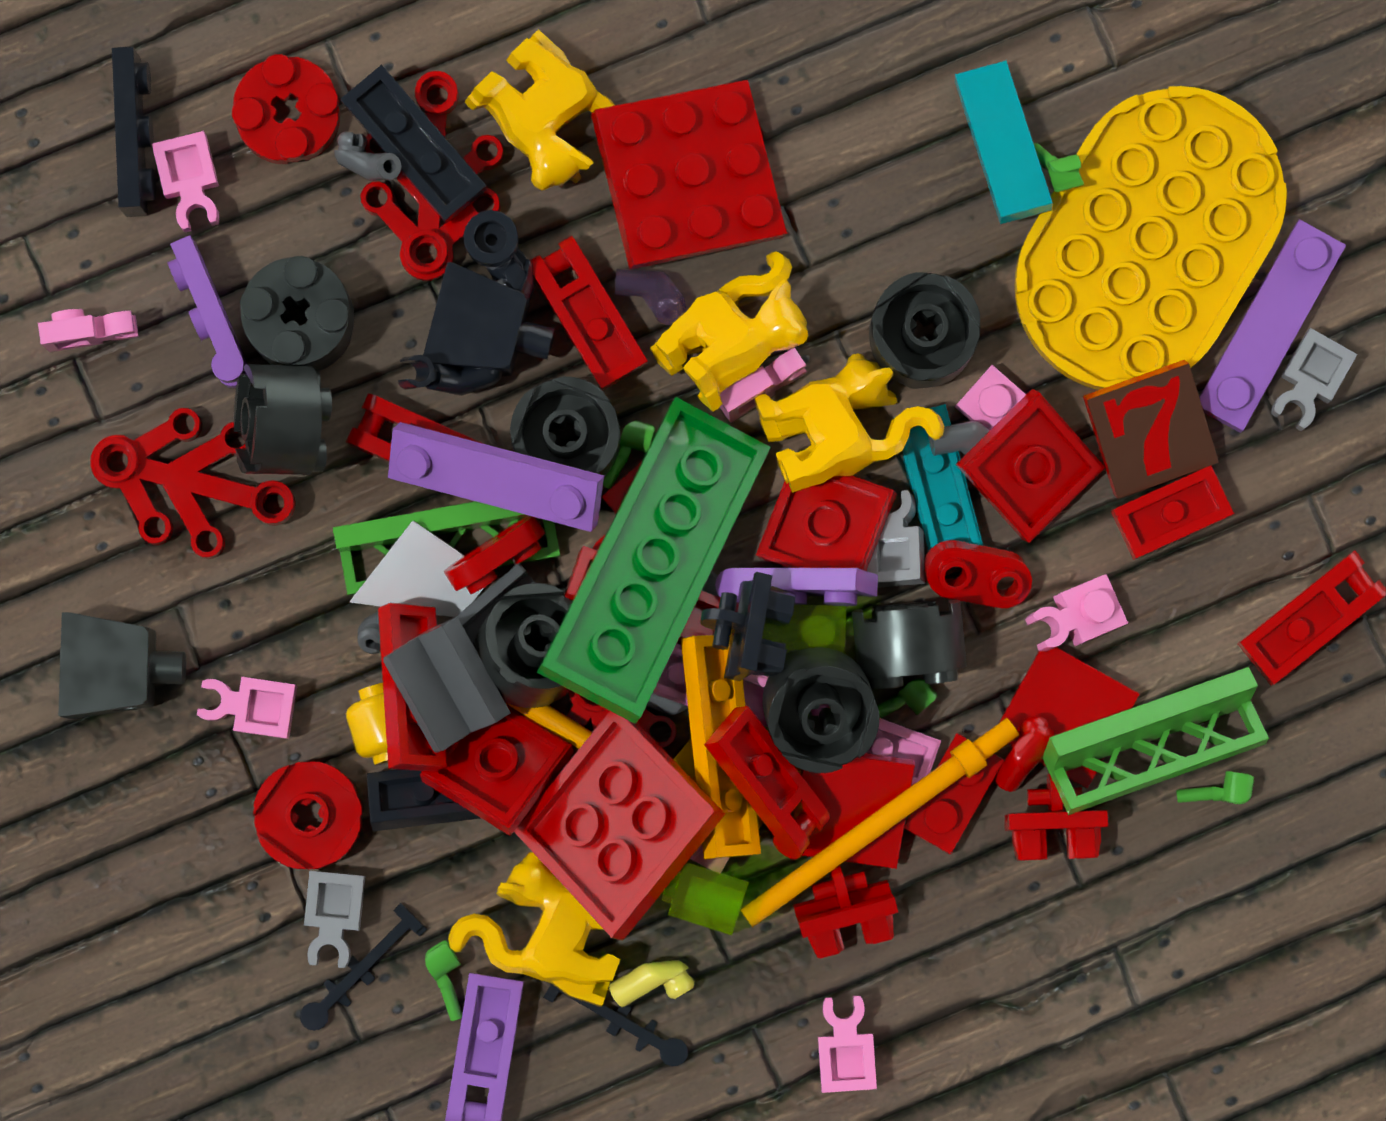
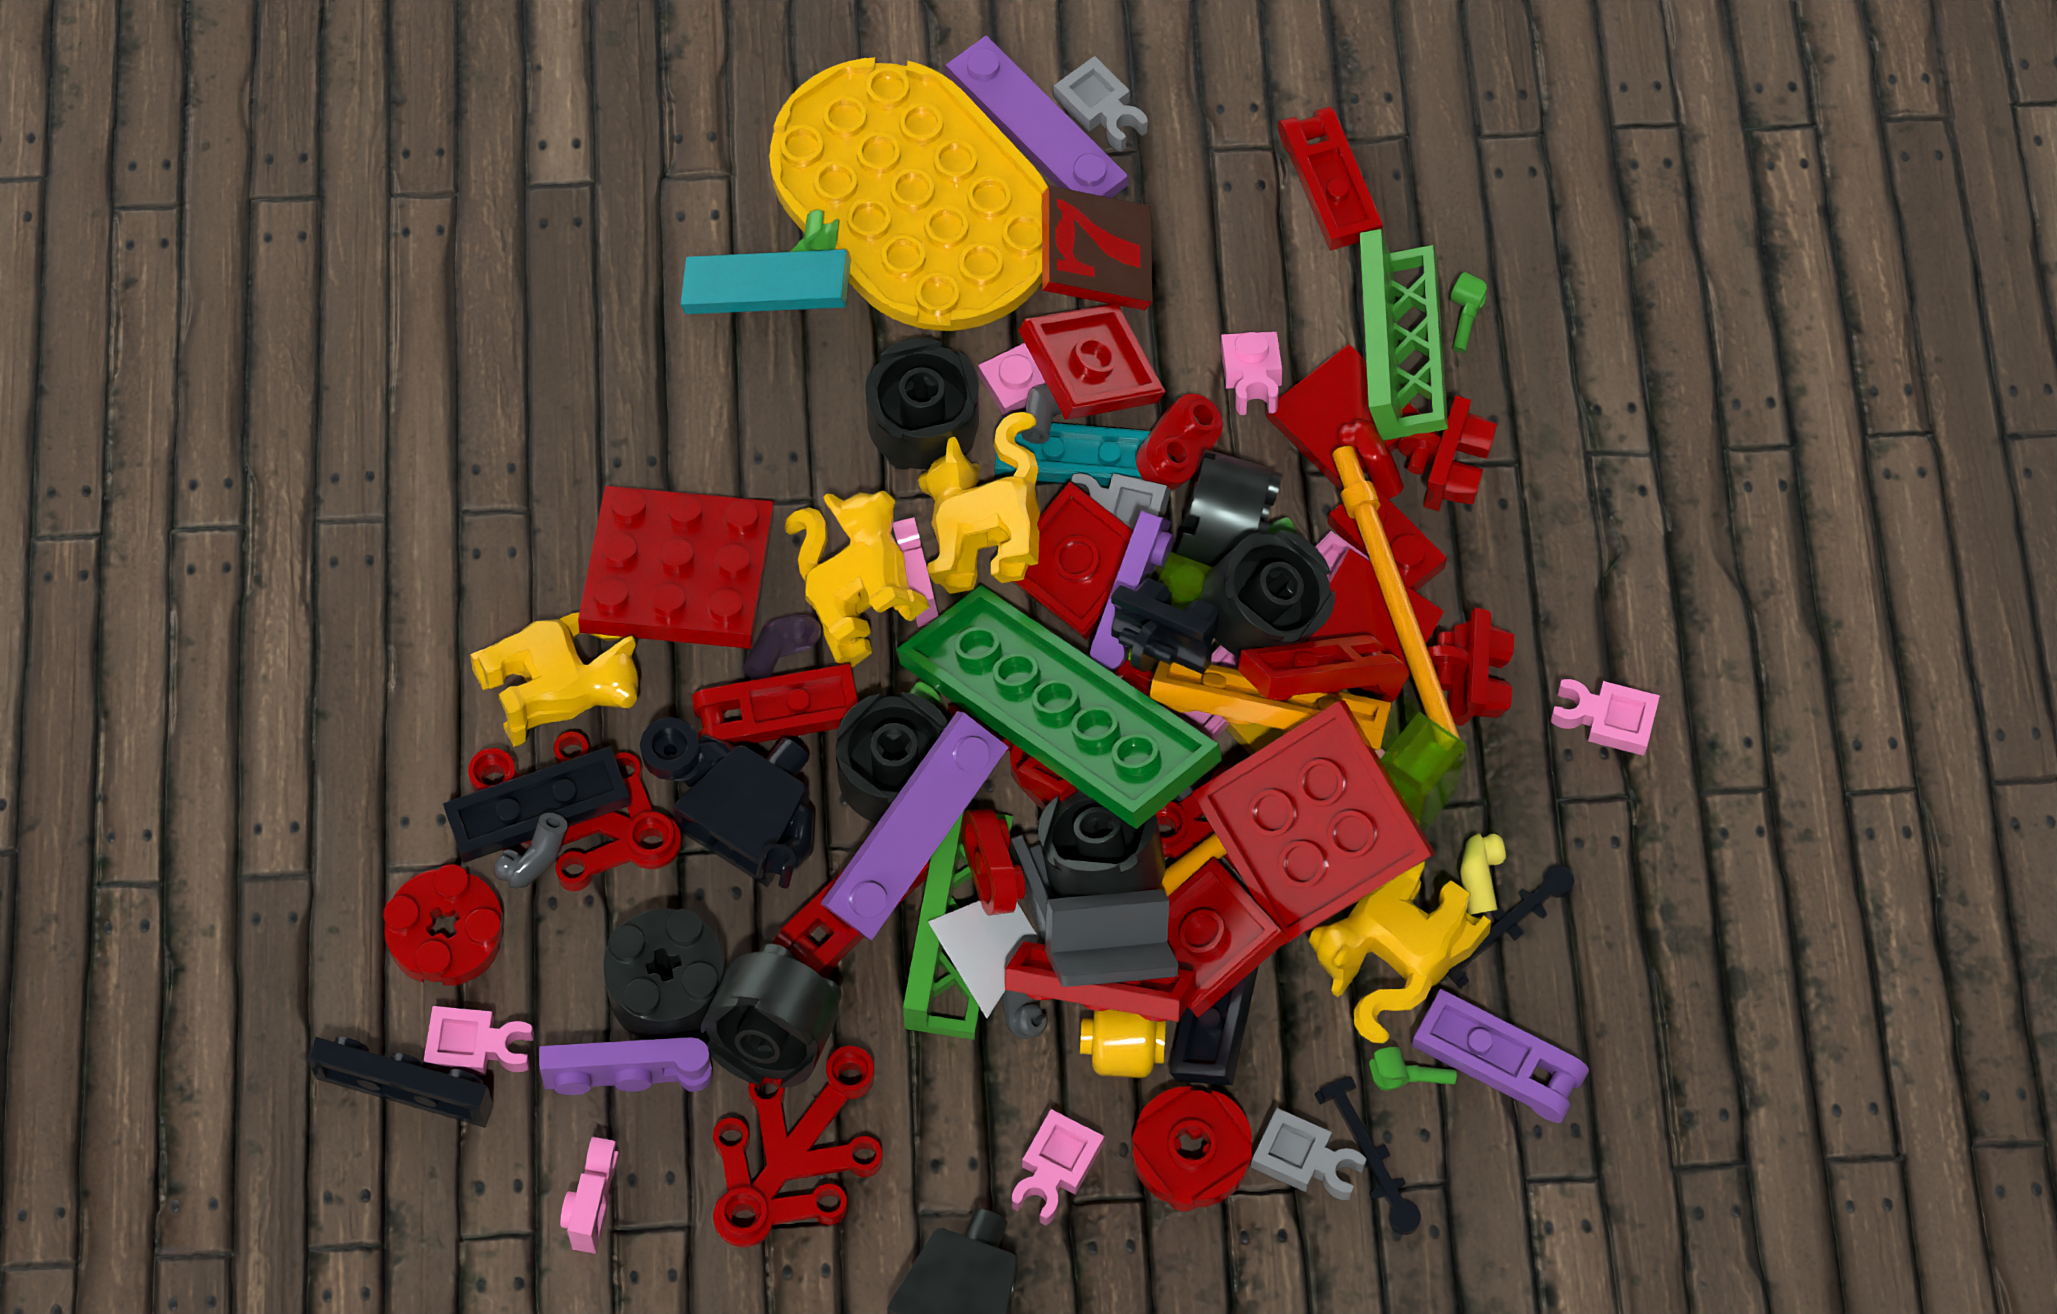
camera: 70 degrees left, 20 degrees down
(1172, 512) = (1183, 259): red plate -> none

